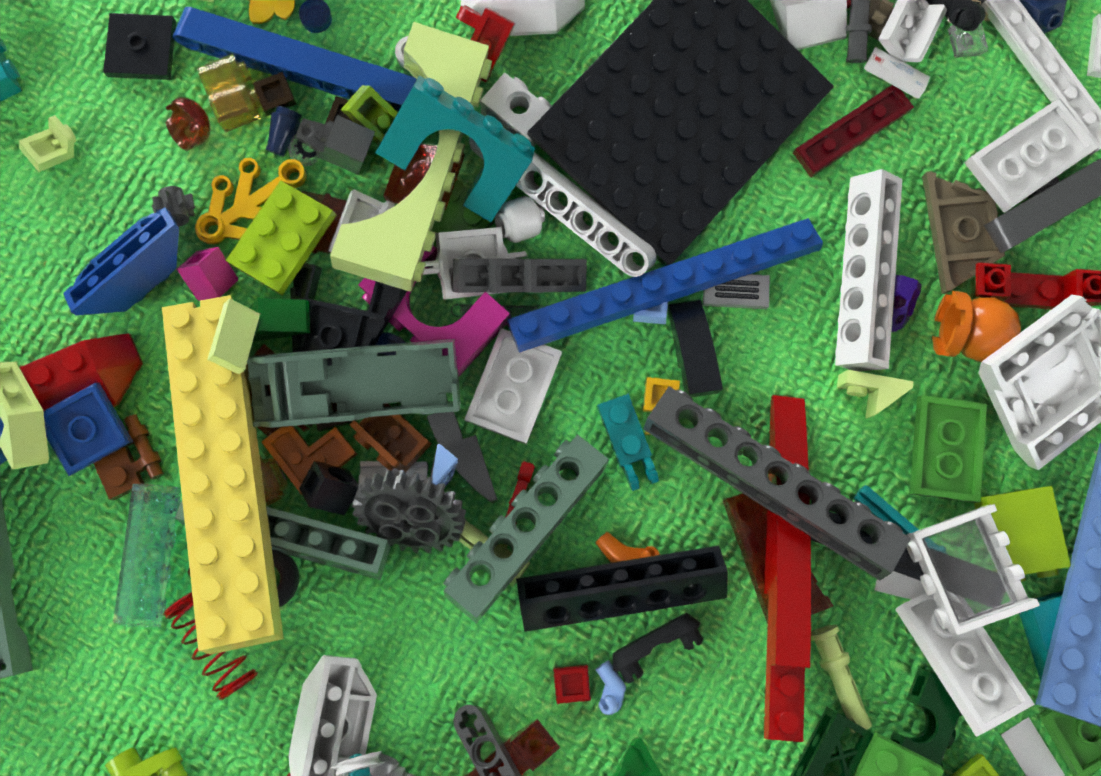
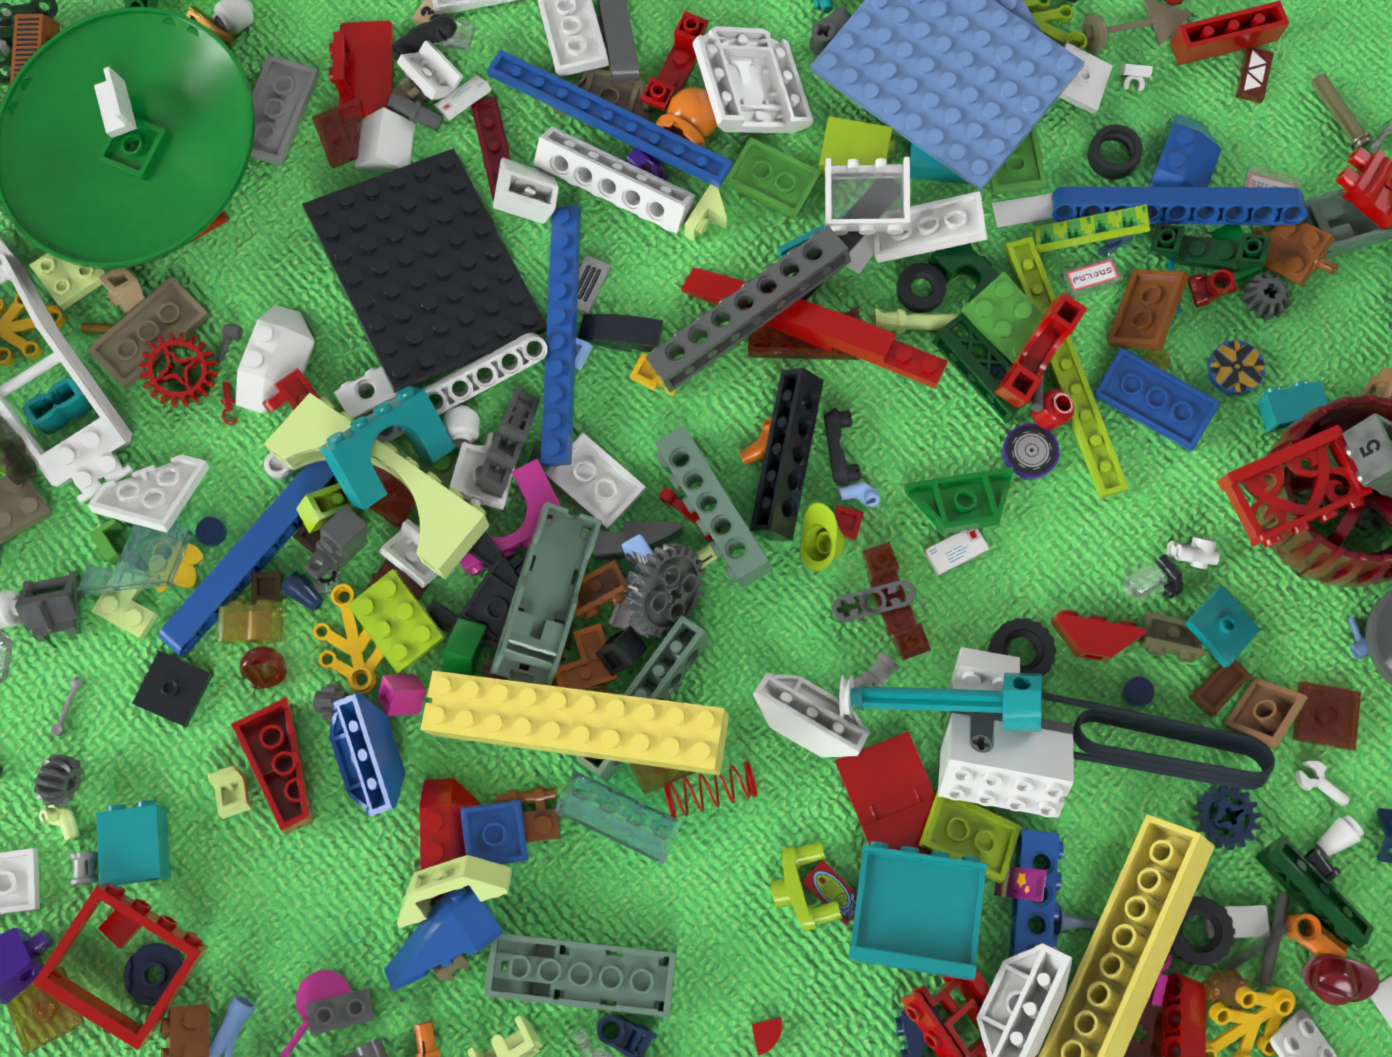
camera: 60 degrees left, 5 degrees down
(87, 179) = (276, 759): none -> red wedge
(234, 336) = (471, 673): yellowish green tile -> none
(536, 664) = (821, 537): none -> lime piece
(627, 438) = (673, 410): teal hinge -> none
(815, 180) = (525, 191): none -> white slope
(908, 667) = (921, 271): none -> black tyre
(939, 242) = (610, 118): none -> blue plate

